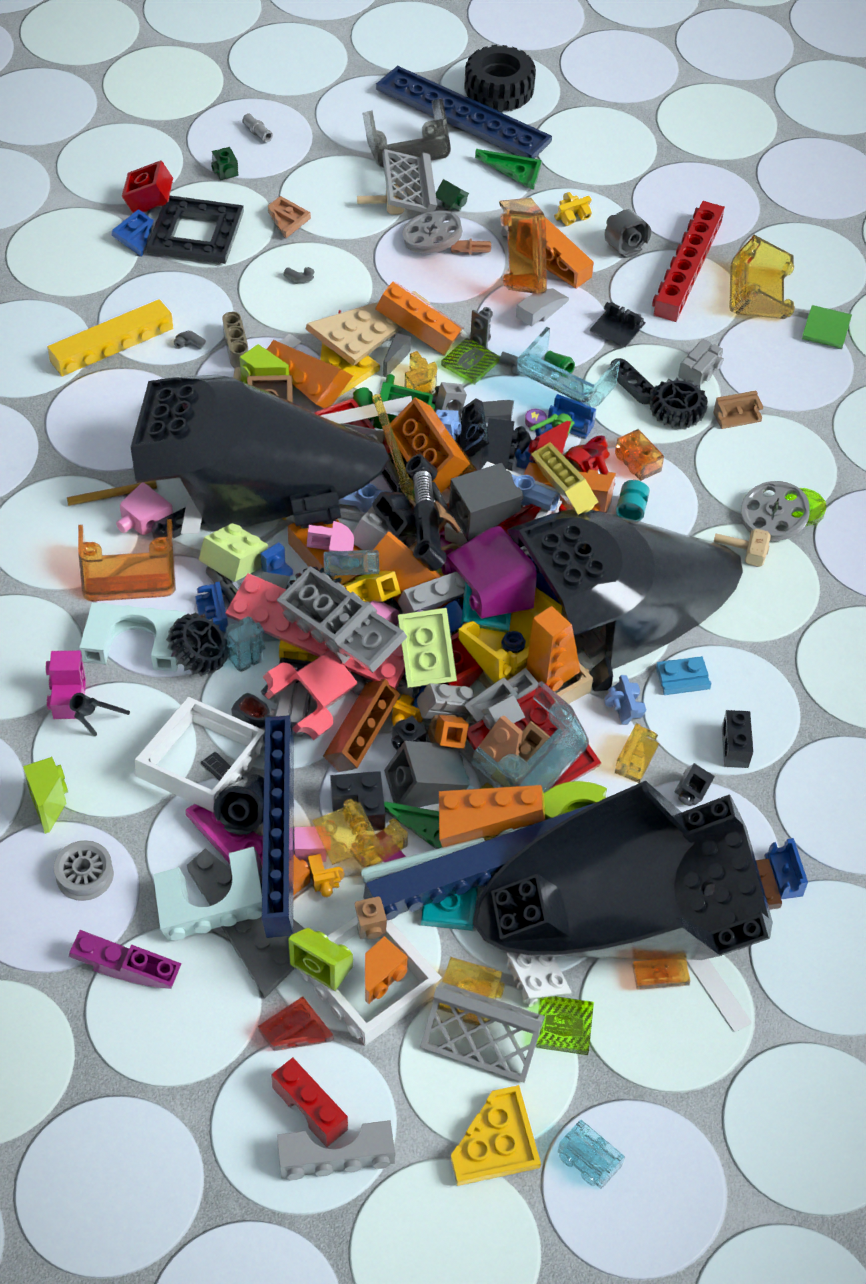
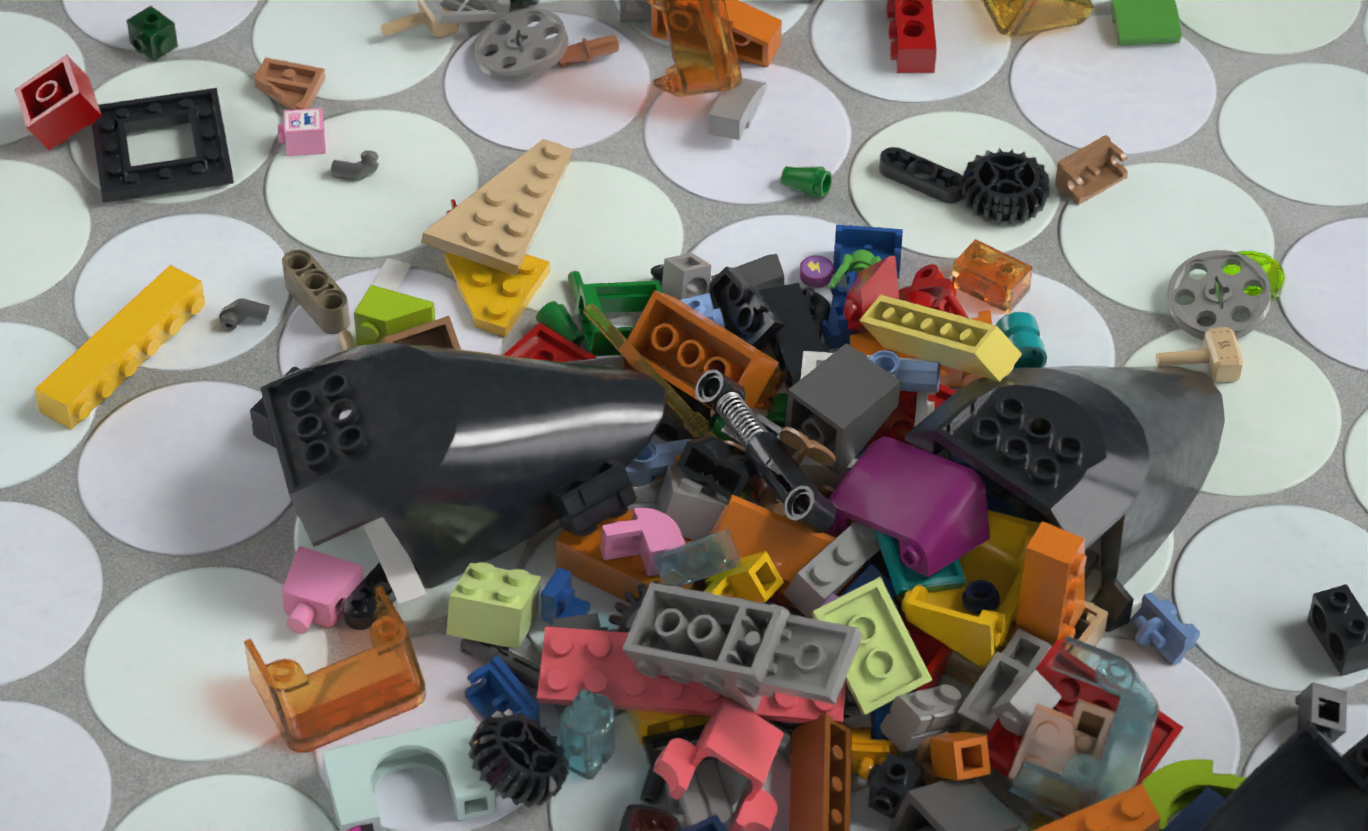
camera: 20 degrees left, 5 degrees down
(108, 493) = (245, 581): pearl gold bar -> none
(134, 231) = (68, 176): blue wing -> none
(279, 245) = (303, 132): none -> bright pink brick
(313, 377) = (477, 308): orange wedge -> none
(367, 411) = (587, 331): white sticker -> none
(396, 353) = (566, 236): dark grey slope -> none
(419, 318) = (577, 176): orange slope -> none
(421, 374) = (620, 258): clear yellow brick -> none
(470, 360) = (676, 216): tile -> none
(480, 326) = (674, 163): dark grey hinge -> none
(511, 360) = (740, 197): dark grey arm -> none
(533, 367) = (828, 203): clear light blue windscreen -> none
(618, 324) = (858, 101): black hinge -> none
(637, 753) = (1219, 699): clear yellow hinge -> none
(683, 675) = (1219, 567): dark azure plate -> none
(701, 362) = (1005, 119): light grey brick -> none

